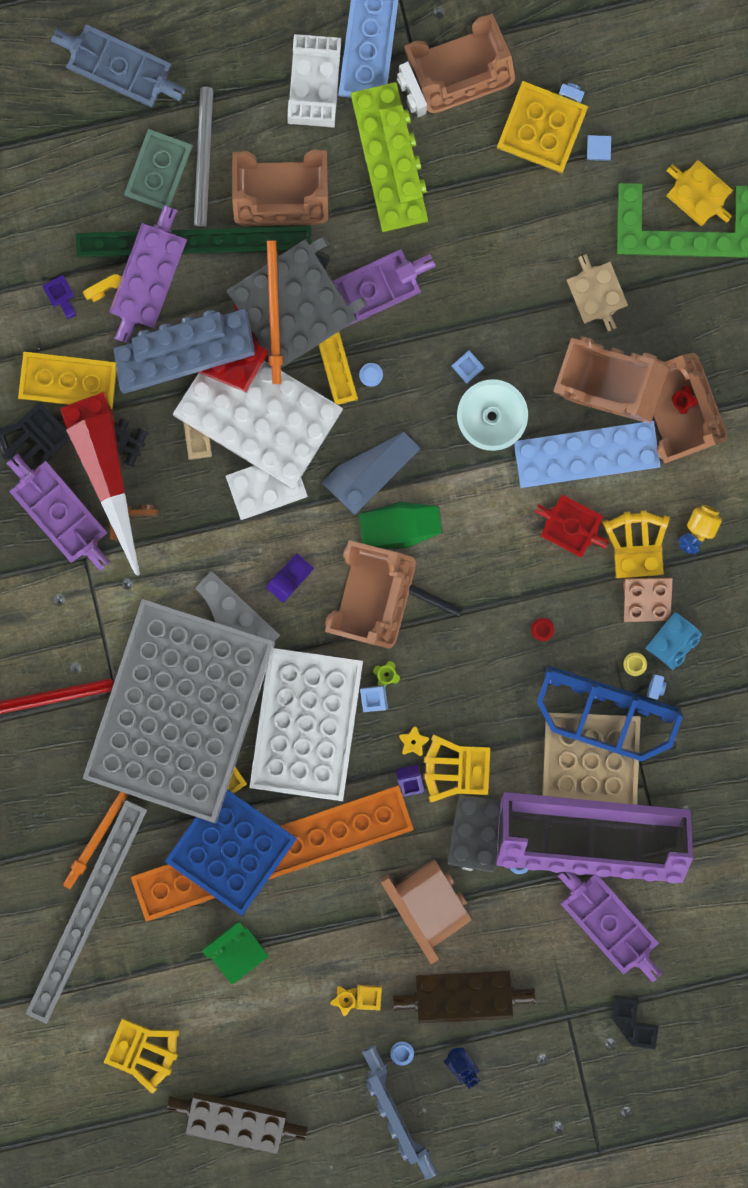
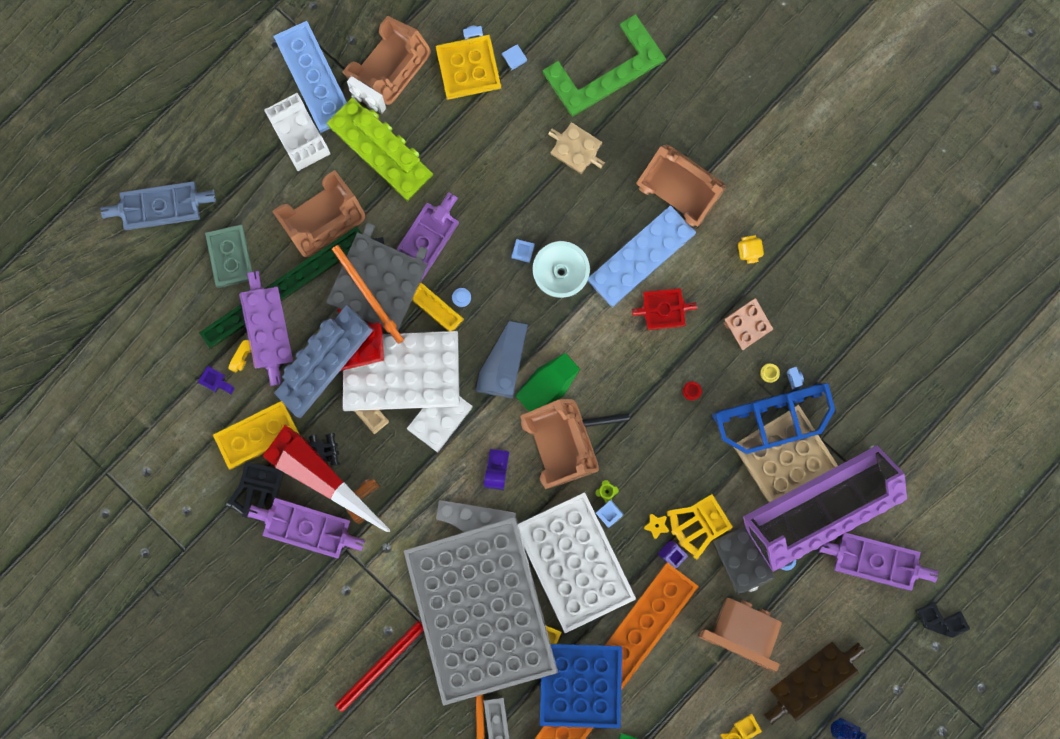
camera: 30 degrees left, 10 degrees down
(203, 157) = (255, 228): light grey axle -> none
(611, 380) = (625, 193): nougat windscreen -> none
(637, 560) = (724, 302): yellow plate -> none
(674, 641) = (785, 339): dark azure bracket -> none
(678, 402) = (676, 181): red plate -> none
(689, 543) = (750, 269): blue plate -> none
(699, 193) = (599, 43): yellow plate -> none

